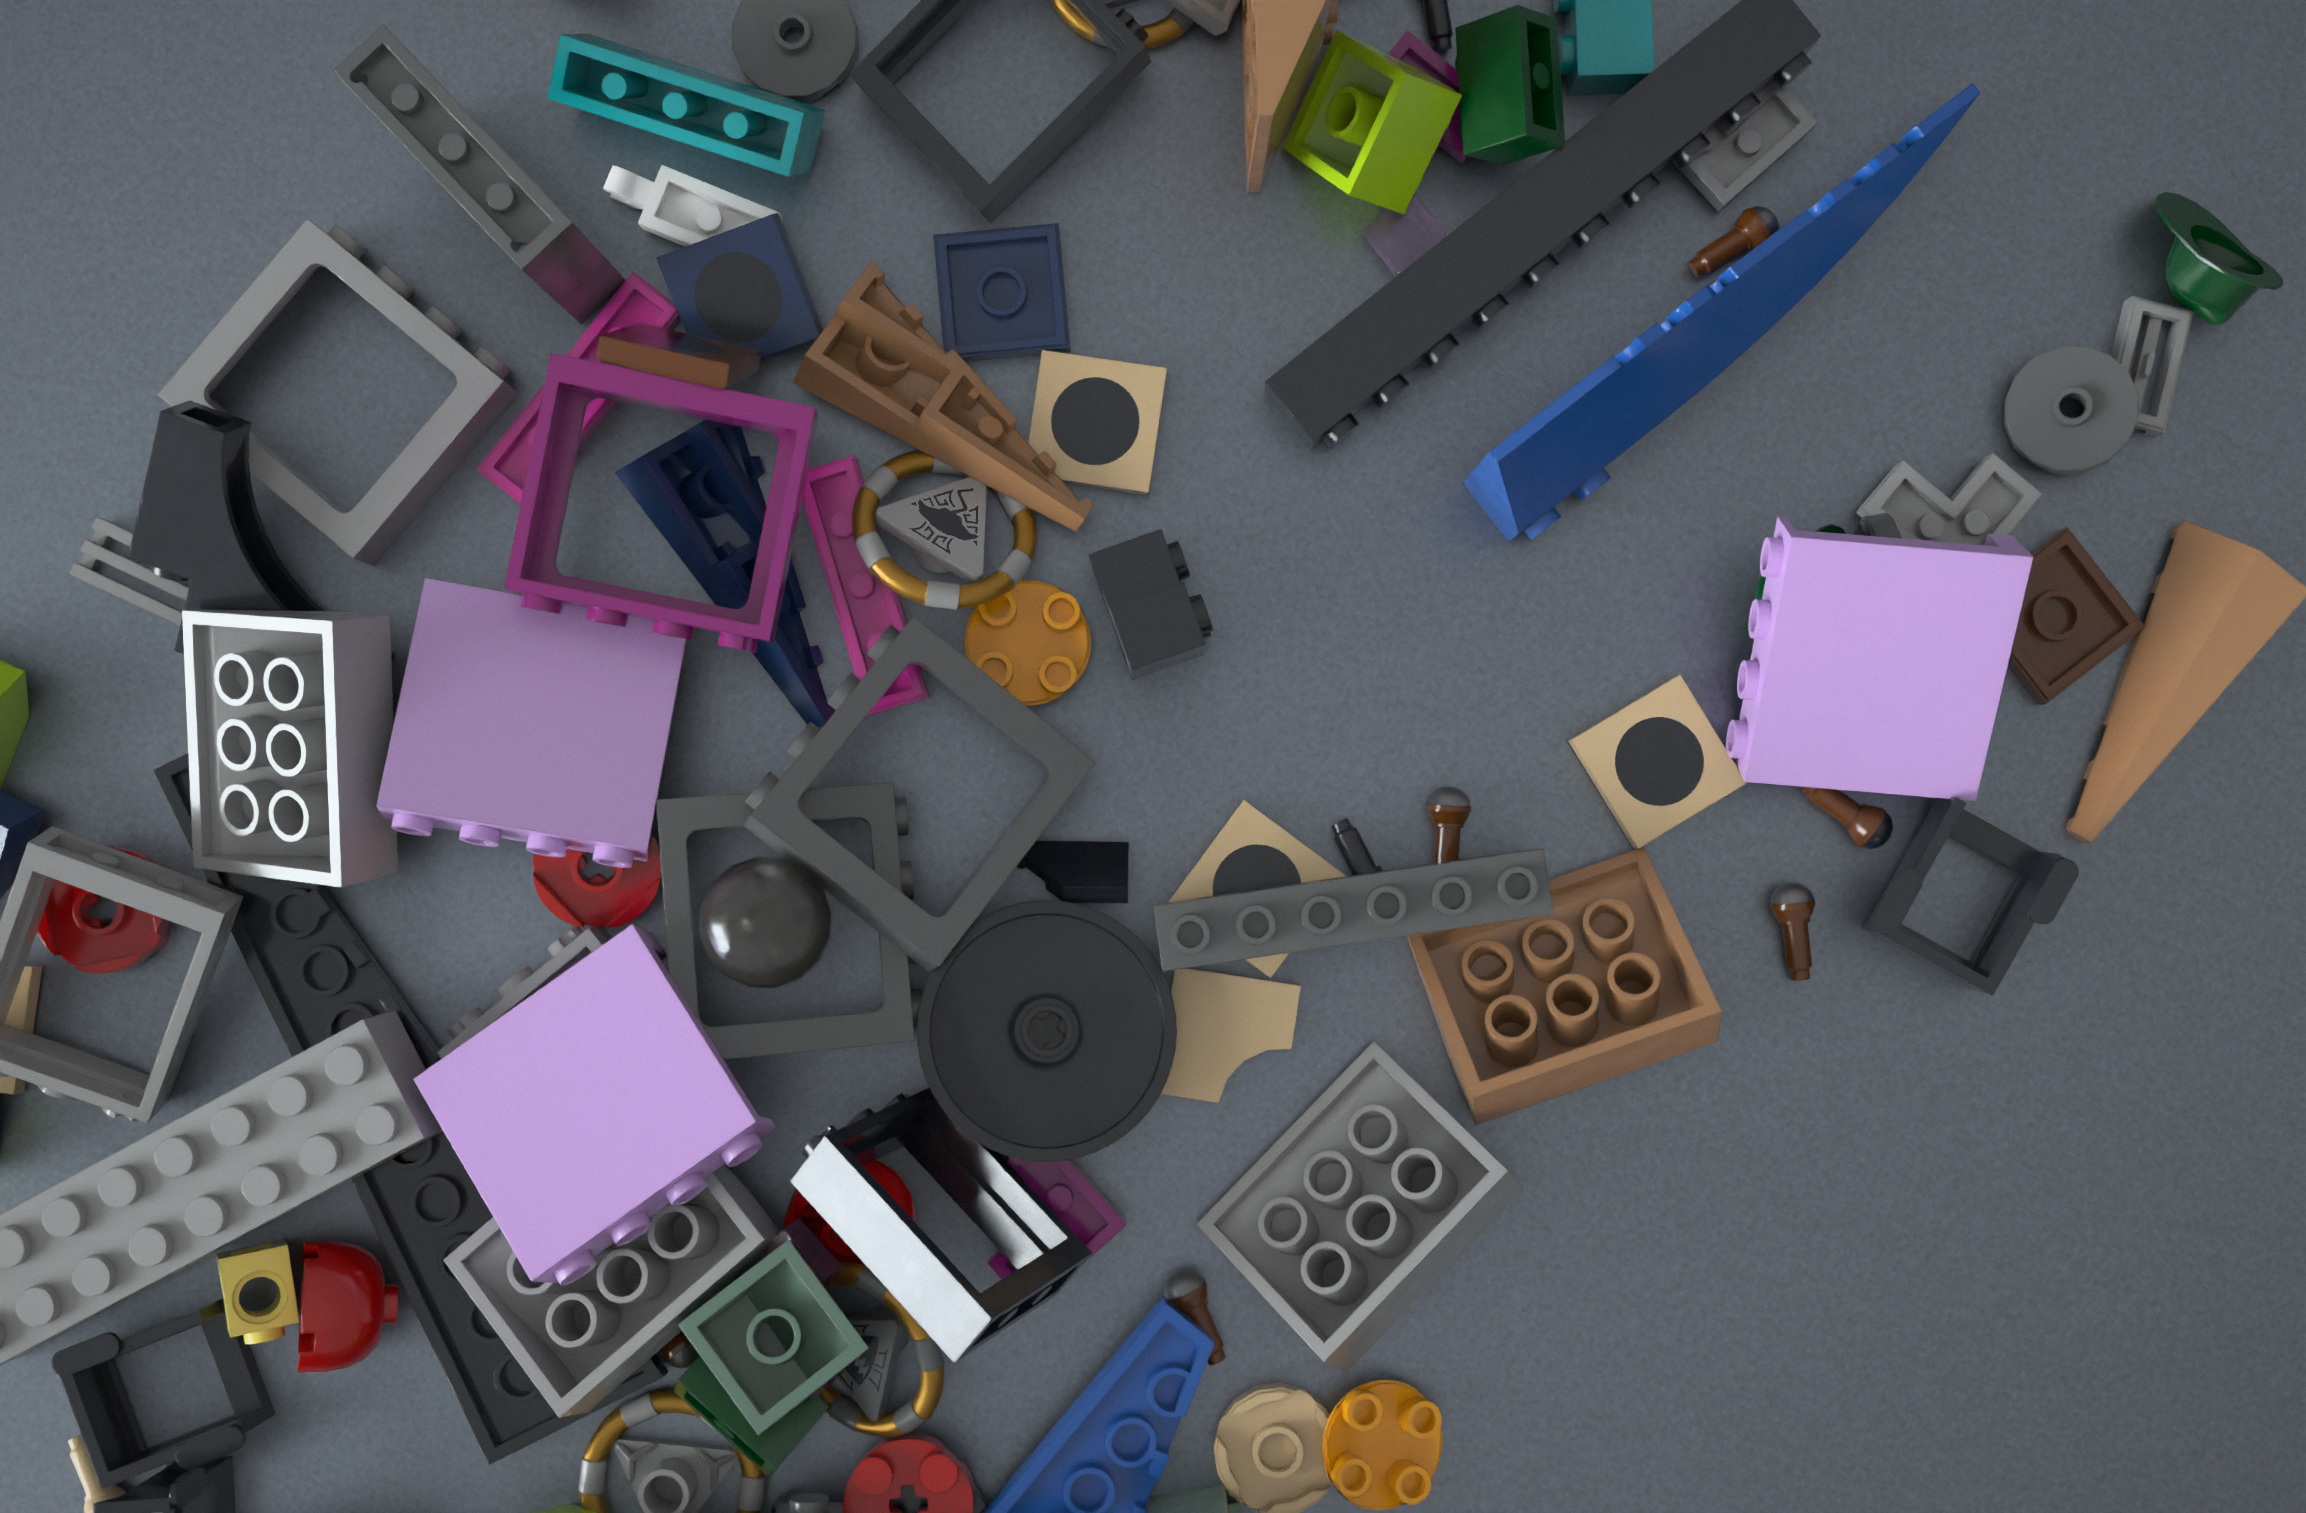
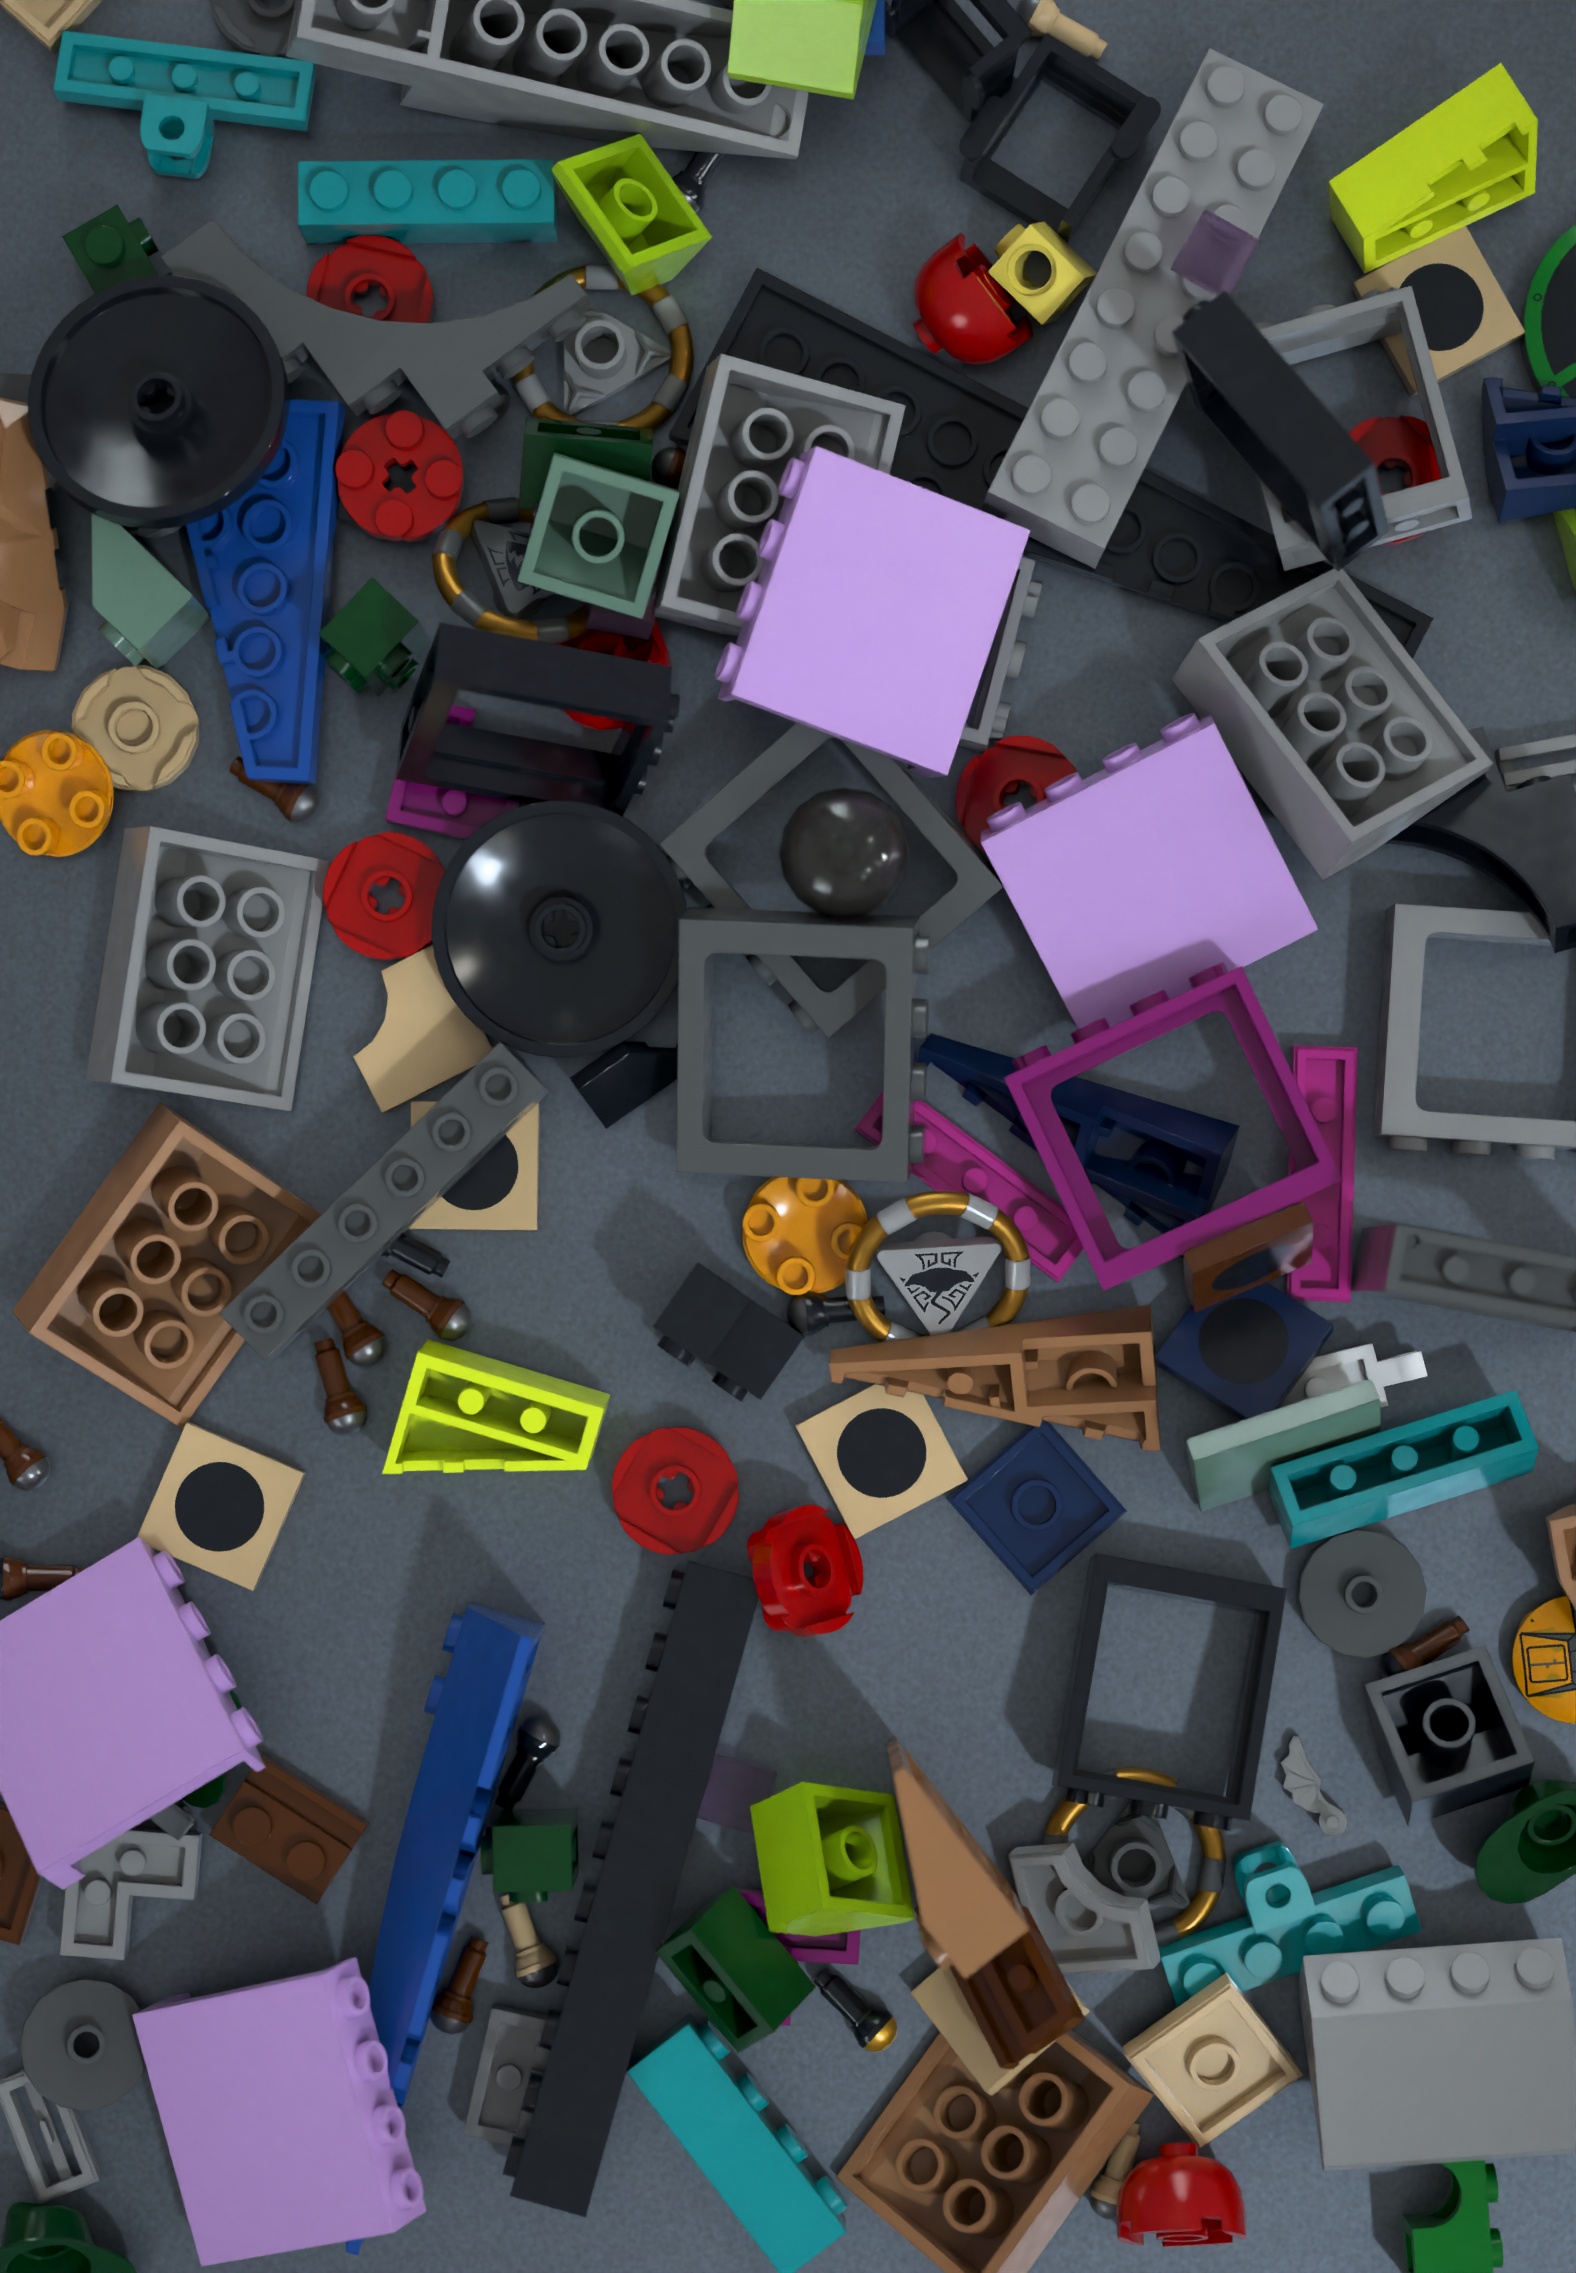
camera: 145 degrees right, 0 degrees up
(88, 1199) = (1215, 254): none -> clear purple tile
(127, 1010) = (1281, 430): none -> black window
(798, 201) = (1239, 1456): none -> sand green tile
(1027, 1382) = (374, 641): none -> dark green brick
(1066, 572) = (813, 1311): none -> black piece
(1205, 1169) = (354, 911): none -> red plate
(1252, 356) = (777, 1559): none -> red plate
(1296, 477) = (640, 1500): none -> red plate
(1366, 783) = (446, 1316): none -> reddish brown piece
(1386, 672) = (491, 1415): none -> neon yellow wedge
(1502, 768) = (343, 1408): none -> reddish brown piece
(1539, 389) = (536, 1742): none -> black piece
(1607, 299) = (531, 1853): none -> dark green brick
(1662, 220) = (534, 1961): none -> tan piece
(1783, 463) = (289, 1829): none -> reddish brown plate
(1960, 231) = (280, 2115): none -> lavender panel

